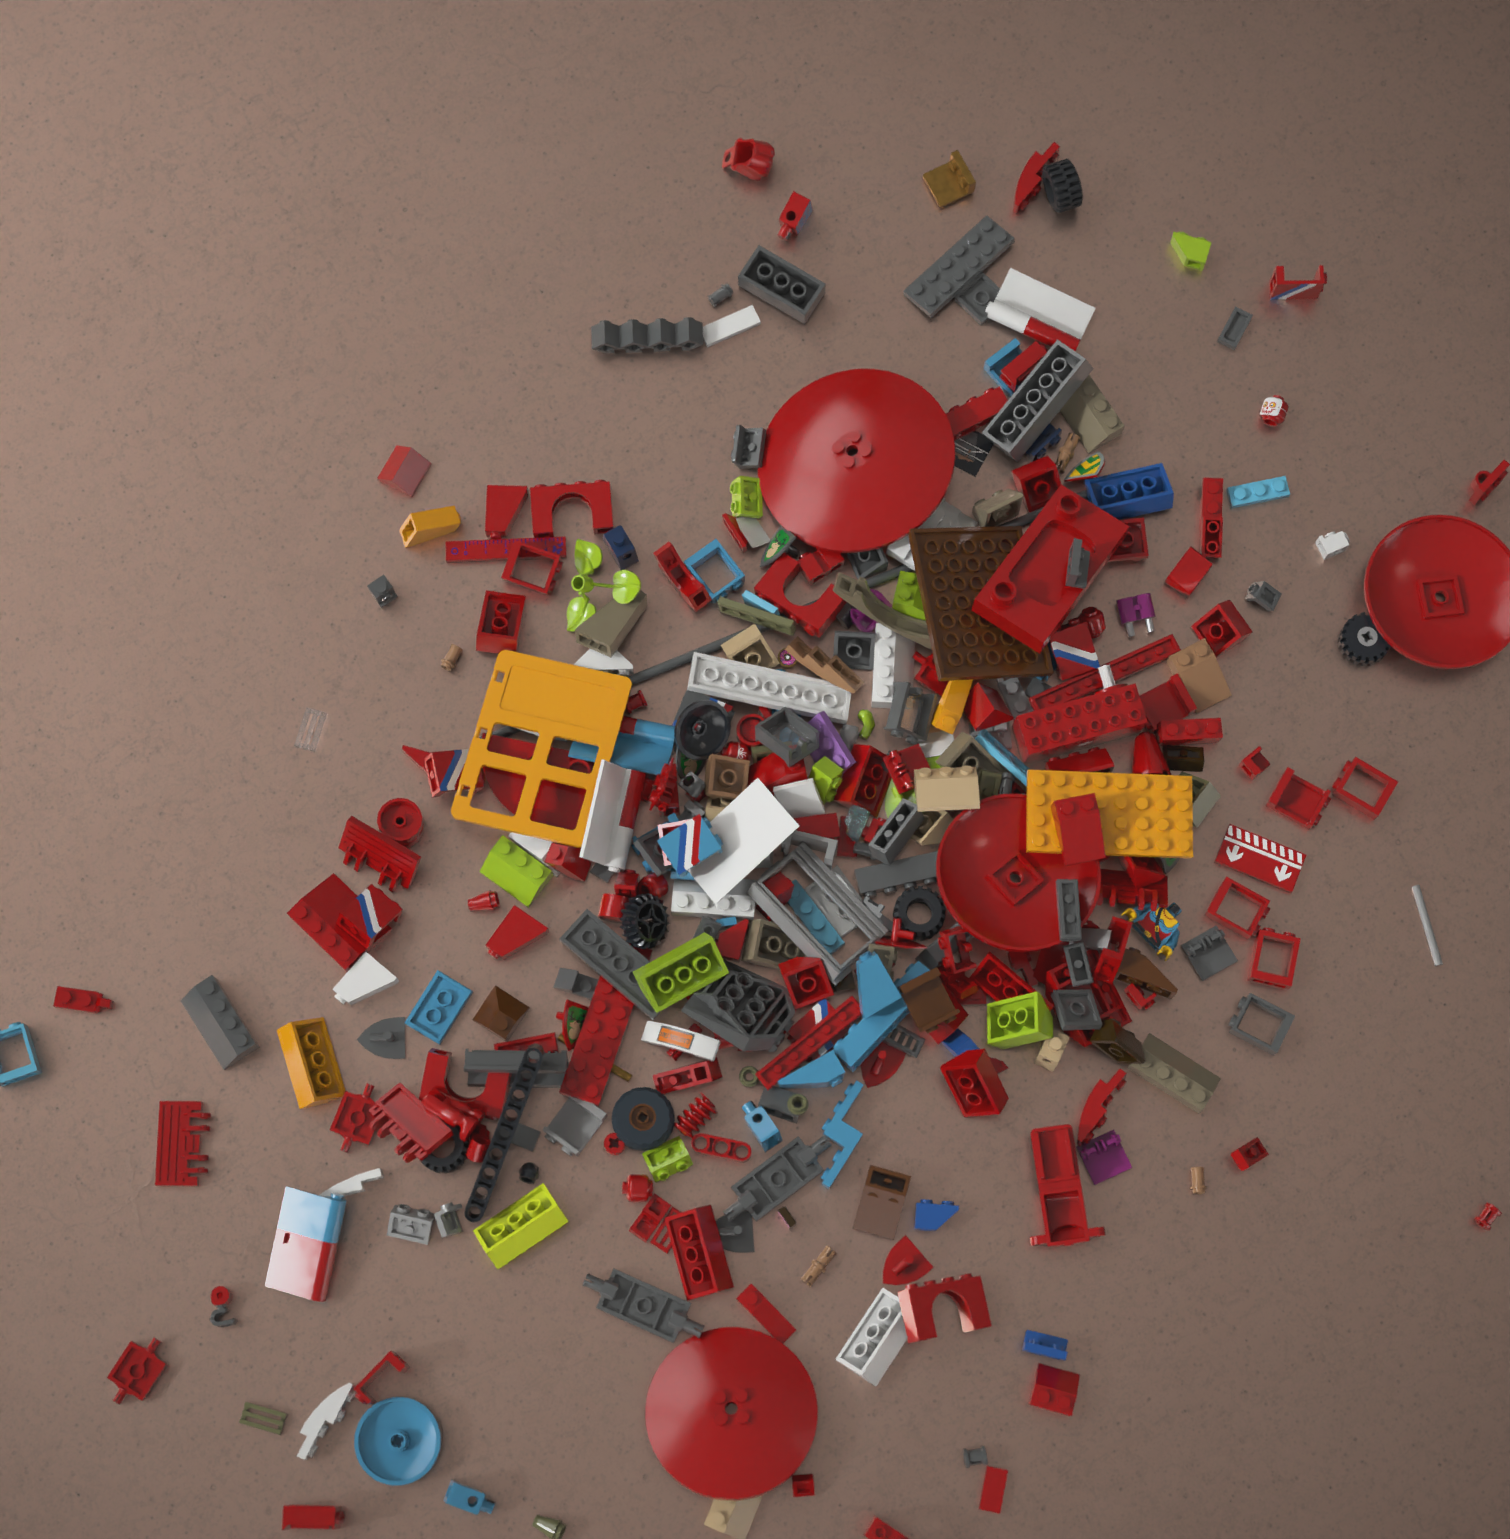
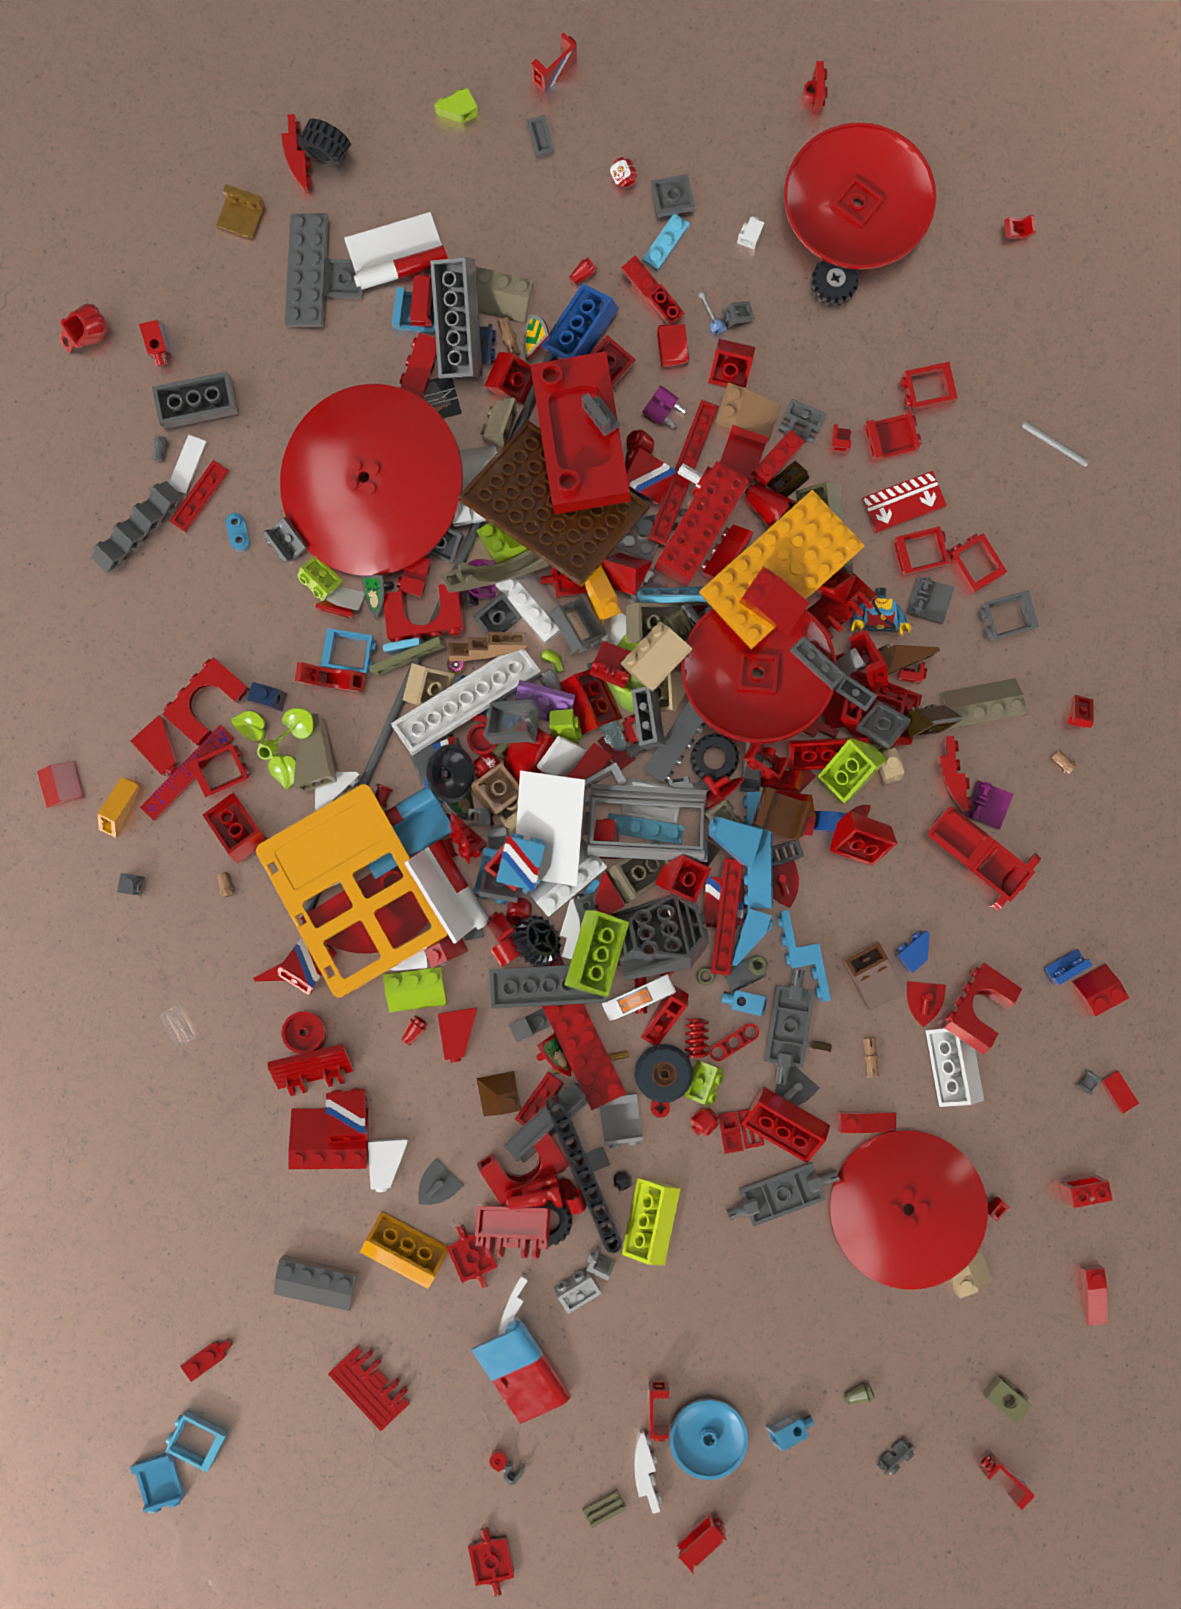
camera: 45 degrees left, 10 degrees up
(438, 1007) = (453, 1130): dark azure tile -> none
(678, 937) = (570, 930): none -> white slope
(716, 357) = (199, 496): none -> red tile
(720, 408) = (237, 531): none -> dark azure plate
(1171, 455) = (583, 271): none -> red cone
(1238, 589) = (717, 325): none -> hinge
(1243, 720) = (805, 416): none -> dark grey plate
(1296, 462) = (672, 195): none -> dark grey tile

